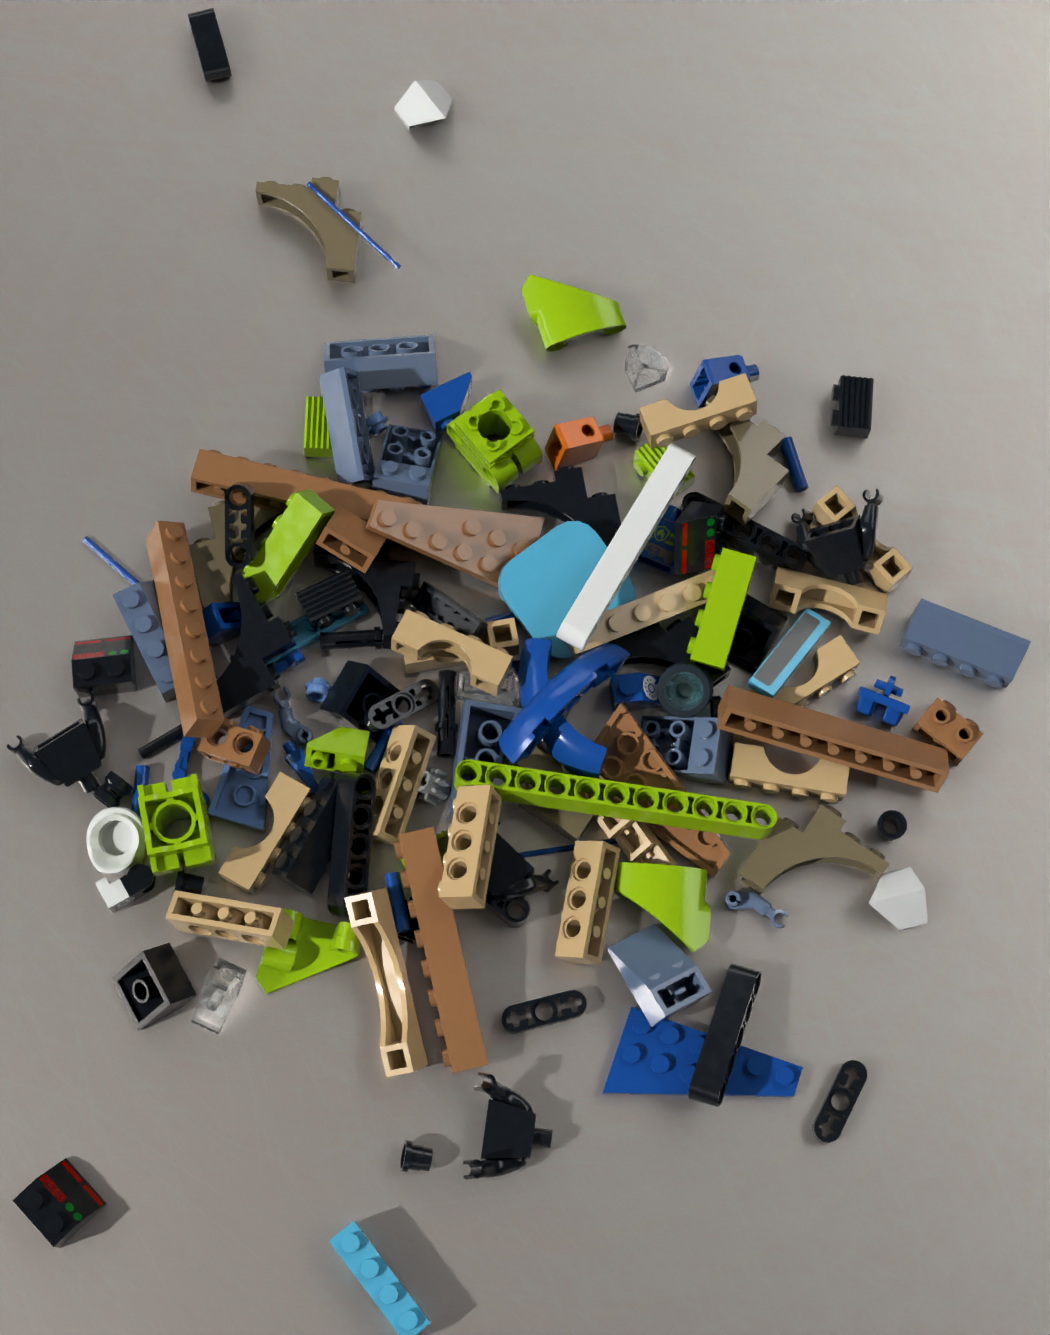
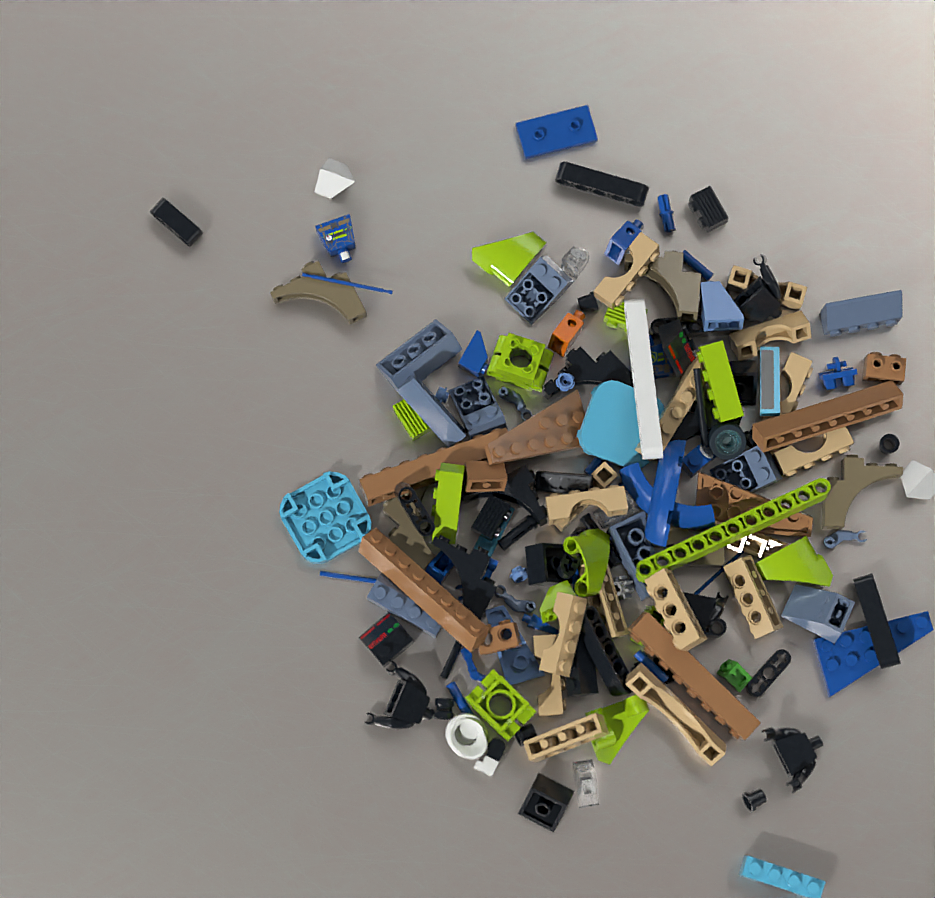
camera: 30 degrees left, 5 degrees up
(135, 477) = (325, 517): none -> medium azure tile
(290, 811) = (560, 655): none -> tan arch
(383, 171) = (337, 237): none -> blue torso
(420, 718) = (595, 550): none -> lime panel
(461, 481) = (515, 398): none -> sand blue arm
(498, 985) = (734, 674): none -> bright green bracket
(527, 489) = (562, 377): none -> medium blue plate
(580, 373) = (539, 289): none -> sand blue slope
(679, 626) = (701, 406): none -> black piece
(728, 210) = (556, 132): none -> blue plate
(742, 300) = (602, 184): none -> black beam
(782, 525) = (718, 308): none -> medium blue slope
(797, 381) = (666, 213): none -> blue axle

